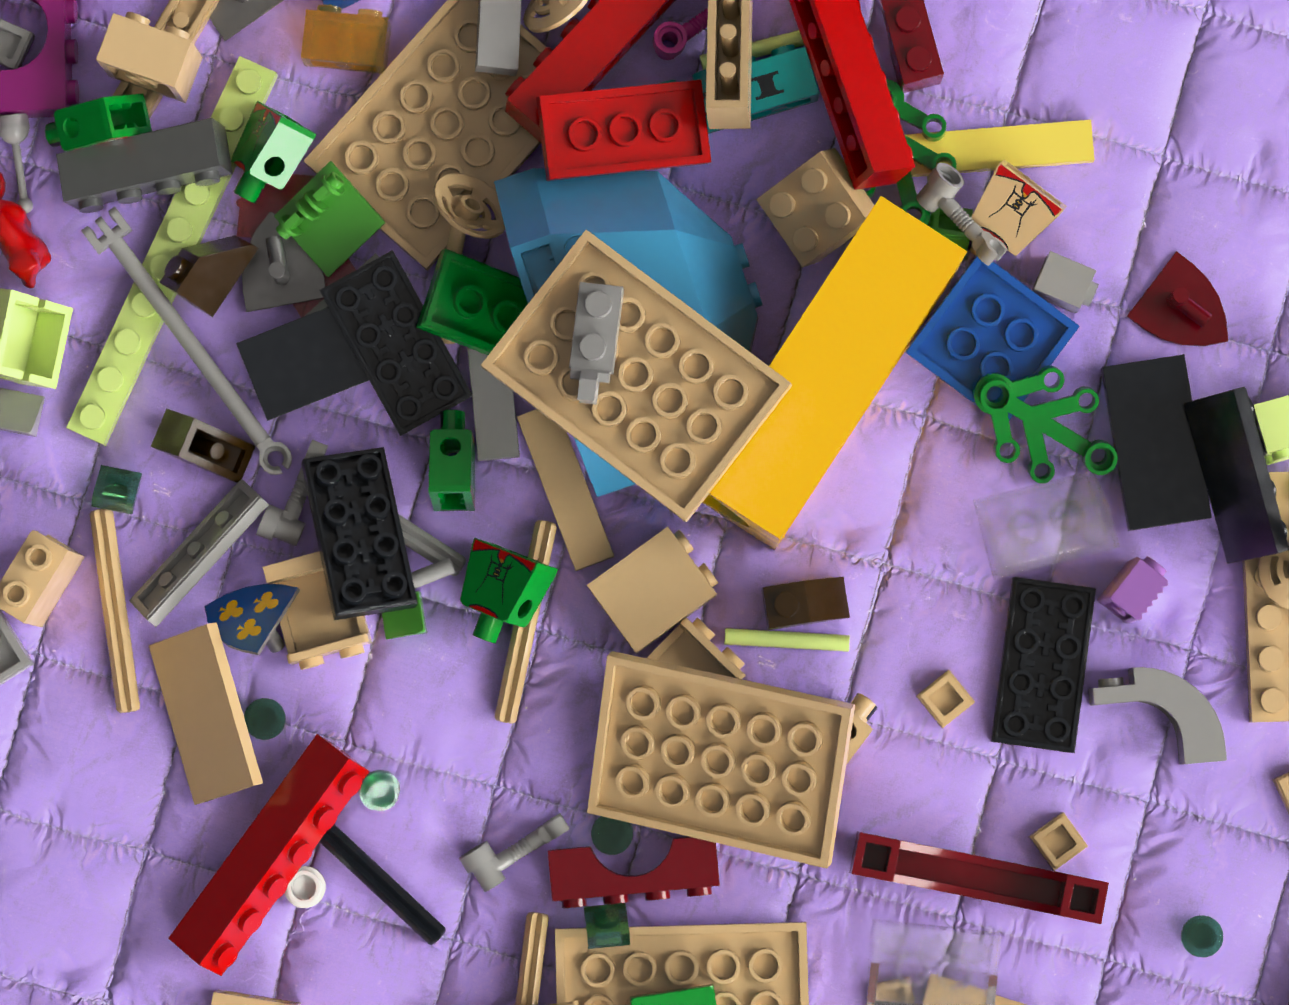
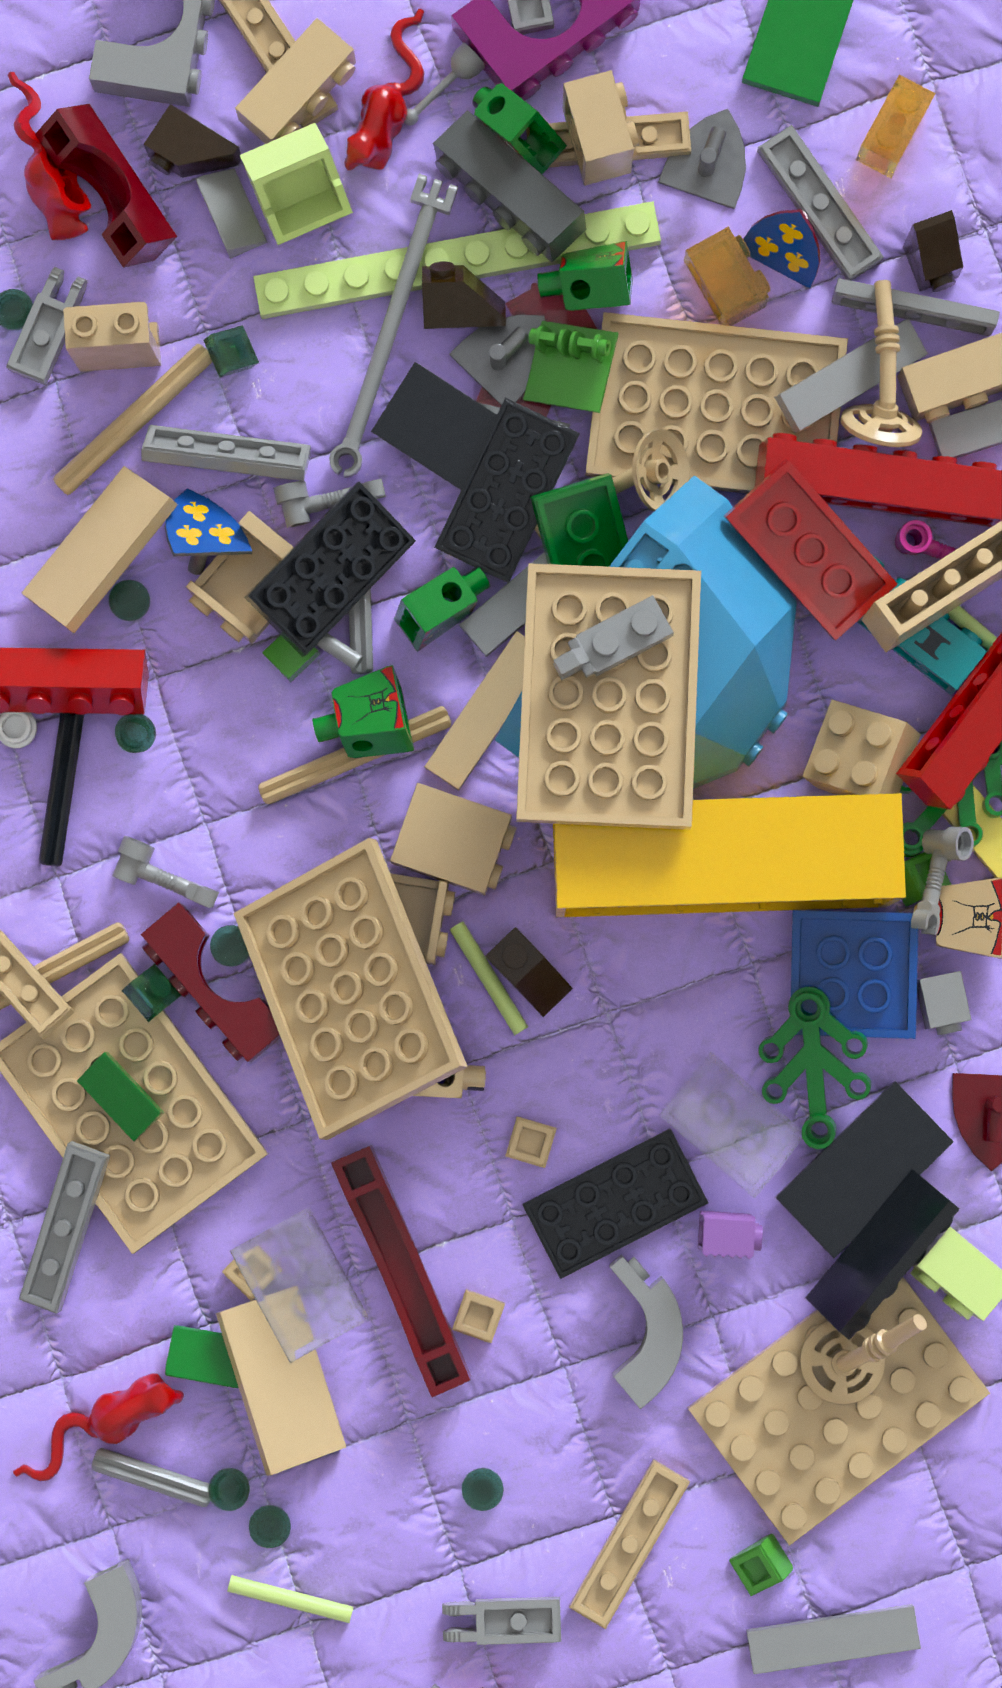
camera: 55 degrees right, 0 degrees up
(203, 445) = (314, 395): dark brown slope -> none

